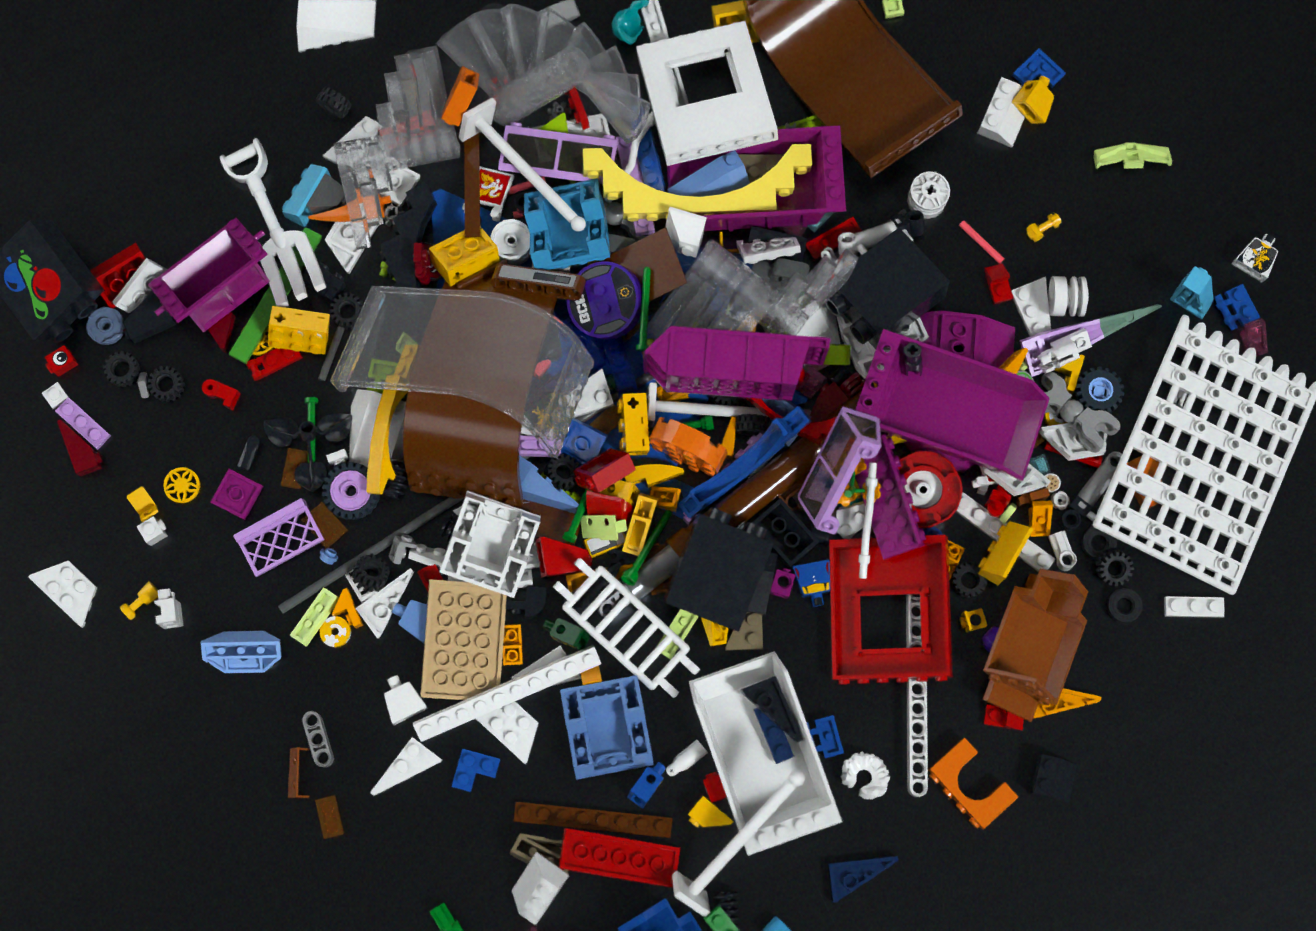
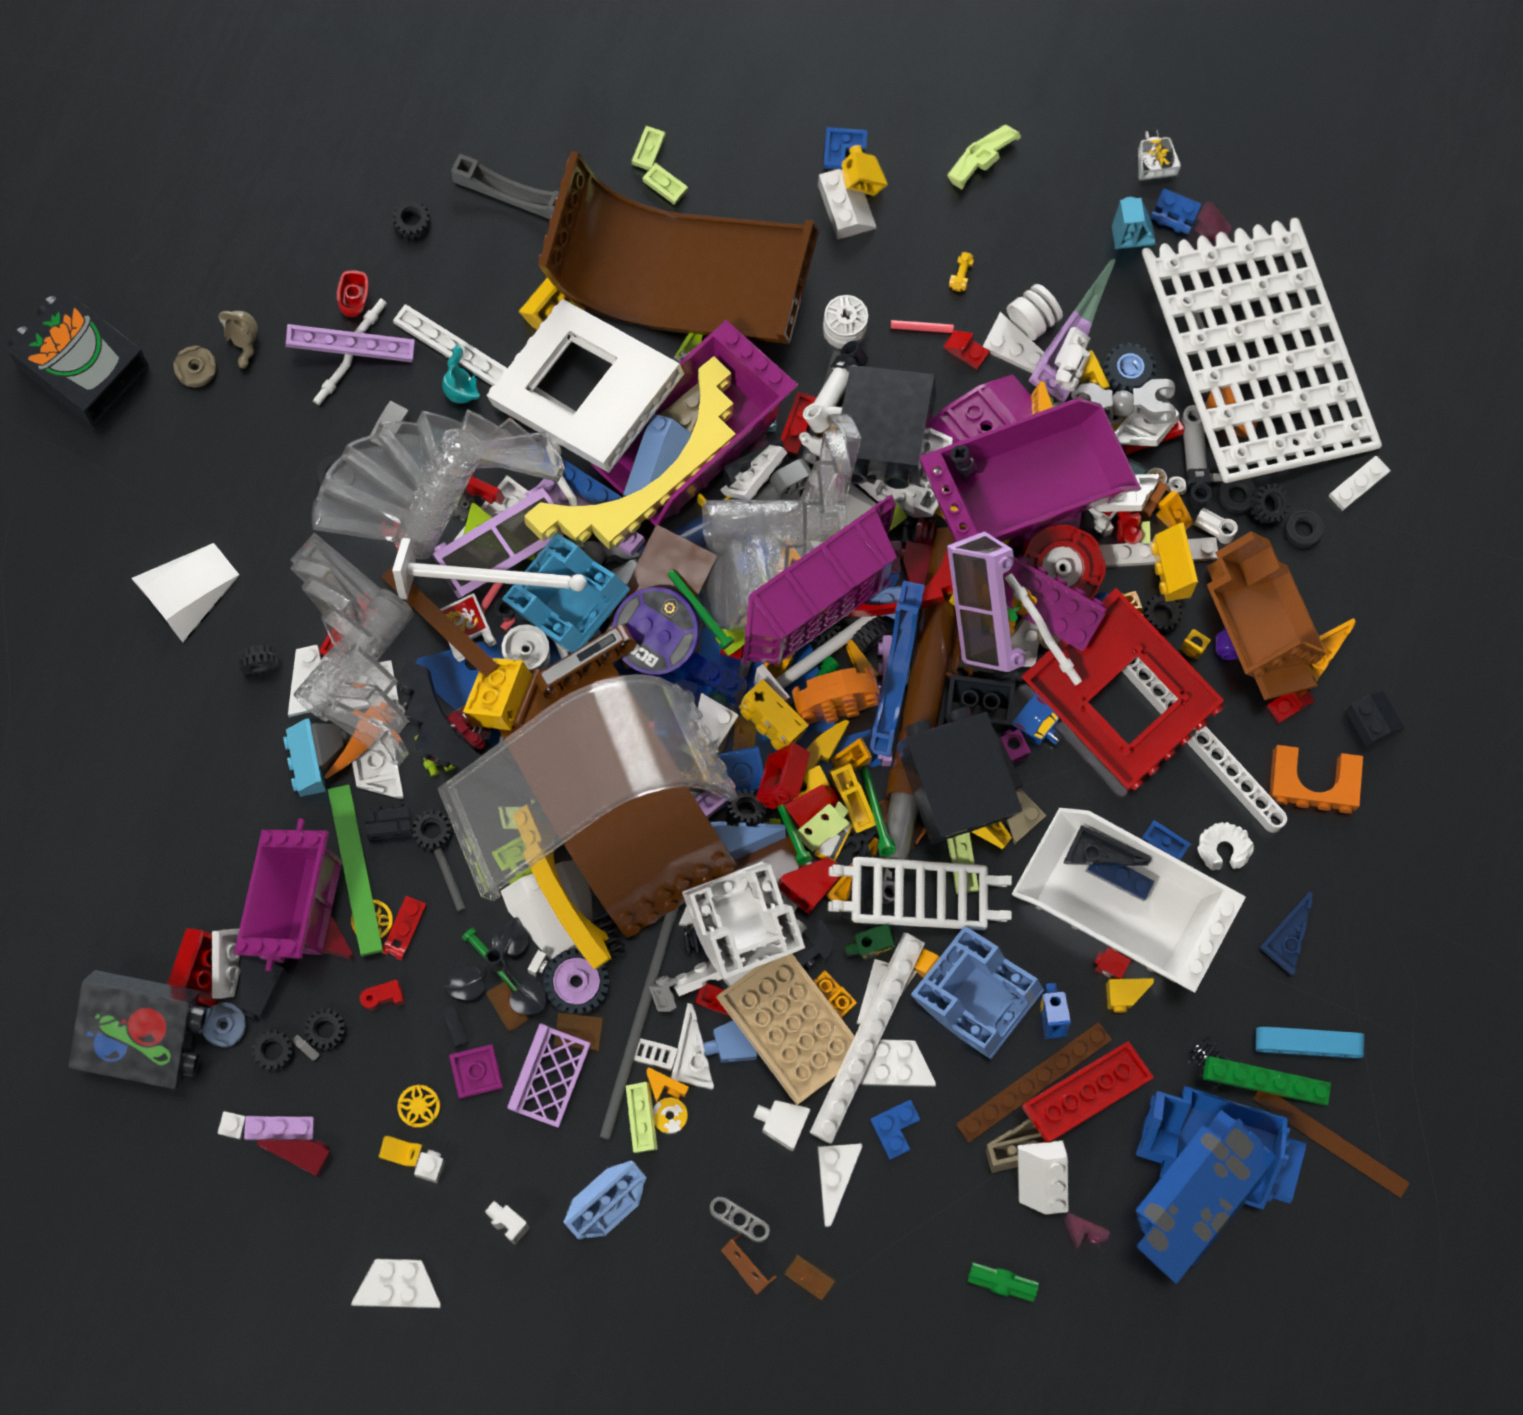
camera: 45 degrees left, 5 degrees down
(60, 361) = (210, 1090): red brick -> none
(145, 595) = (475, 1228): yellow piece -> none
(280, 241) = (317, 819): white piece -> none
(298, 330) = (407, 880): yellow piece -> none
(328, 556) = (606, 1054): medium blue plate -> none
(372, 564) = (661, 1045): black tyre -> none
(460, 96) = (375, 558): orange slope -> none
(685, 231) = (675, 513): white slope -> none
(686, 758) = (1065, 961): white piece -> none
(693, 892) = (1174, 1066): white piece -> none

